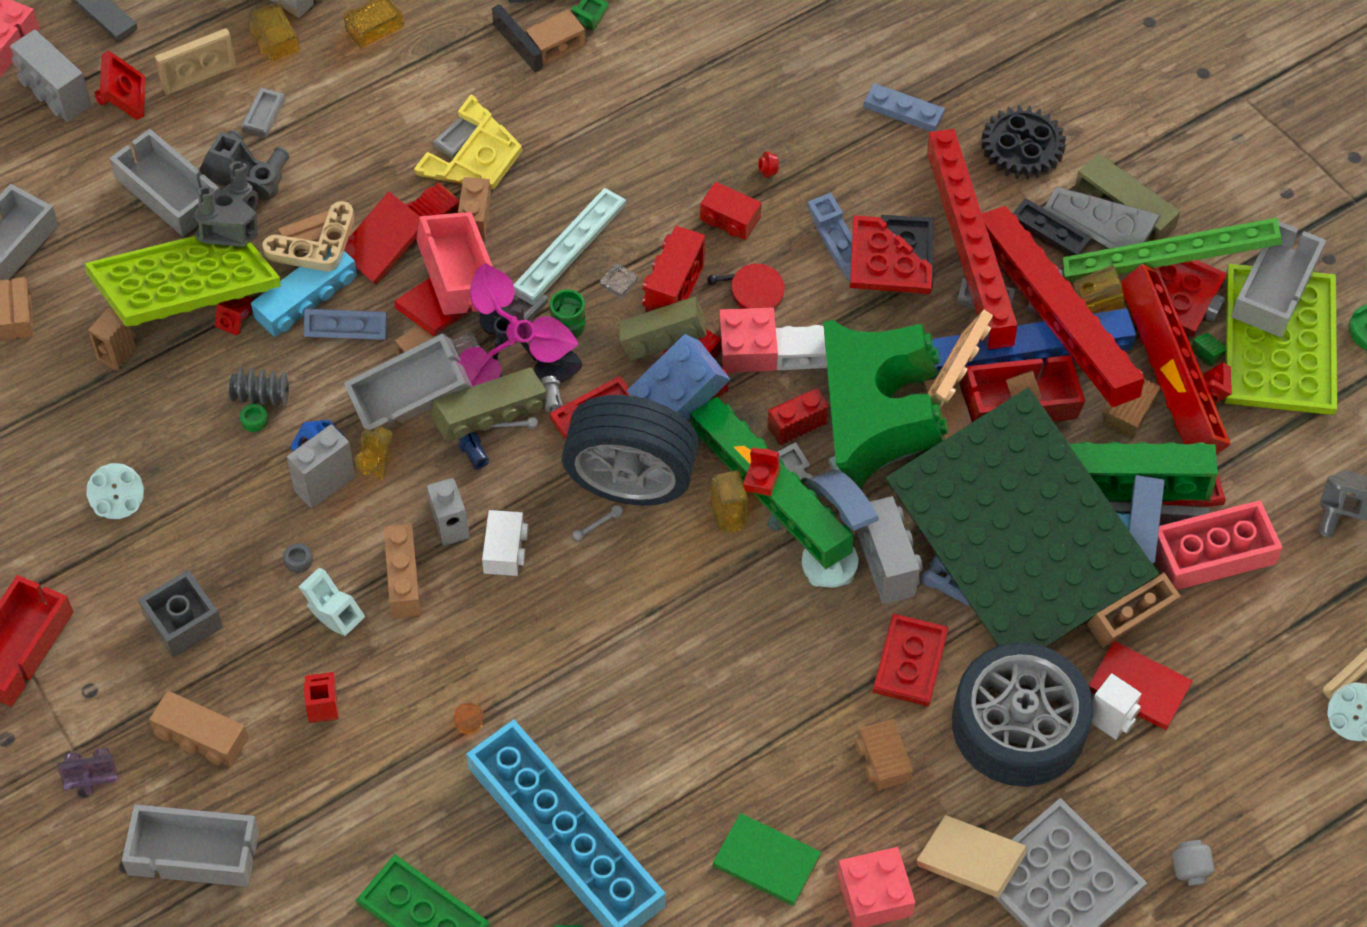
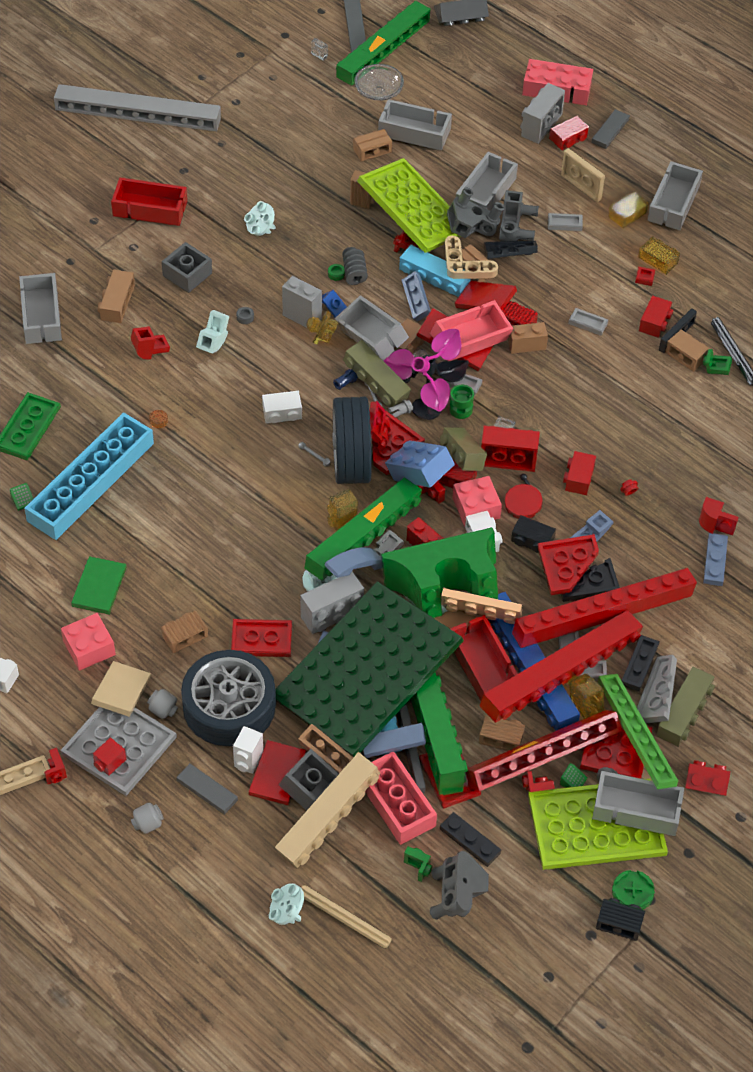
camera: 75 degrees right, 5 degrees down
(88, 771) = (77, 256): clear purple hips -> none
(89, 51) = (569, 133): none -> brick
(121, 86) = (549, 146): red tile -> none
(297, 189) = (509, 248): none -> black wing
(400, 49) = (645, 276): none -> red tile
(402, 571) = (246, 362): medium nougat brick -> none
(444, 504) = (294, 372): light grey torso -> none
(483, 55) = (655, 316): none -> red brick
(484, 155) = (576, 335): light yellow wing -> none
(568, 246) = (519, 394): light aqua tile -> none
(762, 471) = (360, 515): red bracket -> none
(820, 290) = (531, 532): none -> black brick
(845, 88) = (713, 518): none -> red brick
(1005, 807) = (162, 703): none -> light grey head
(1023, 142) = (729, 636): black gear -> none
(1023, 381) = (483, 656): medium nougat plate -> none
(1096, 889) = (109, 756): none -> red brick
(1151, 779) = (207, 788): none -> dark grey tile
(1175, 641) = (308, 779): none -> dark grey brick
(1233, 204) = (707, 779): none -> red bracket
(1233, 626) = (328, 810): none -> tan brick
(1280, 481) = (470, 839): none -> black plate
(1313, 540) = (418, 859): none -> green bracket

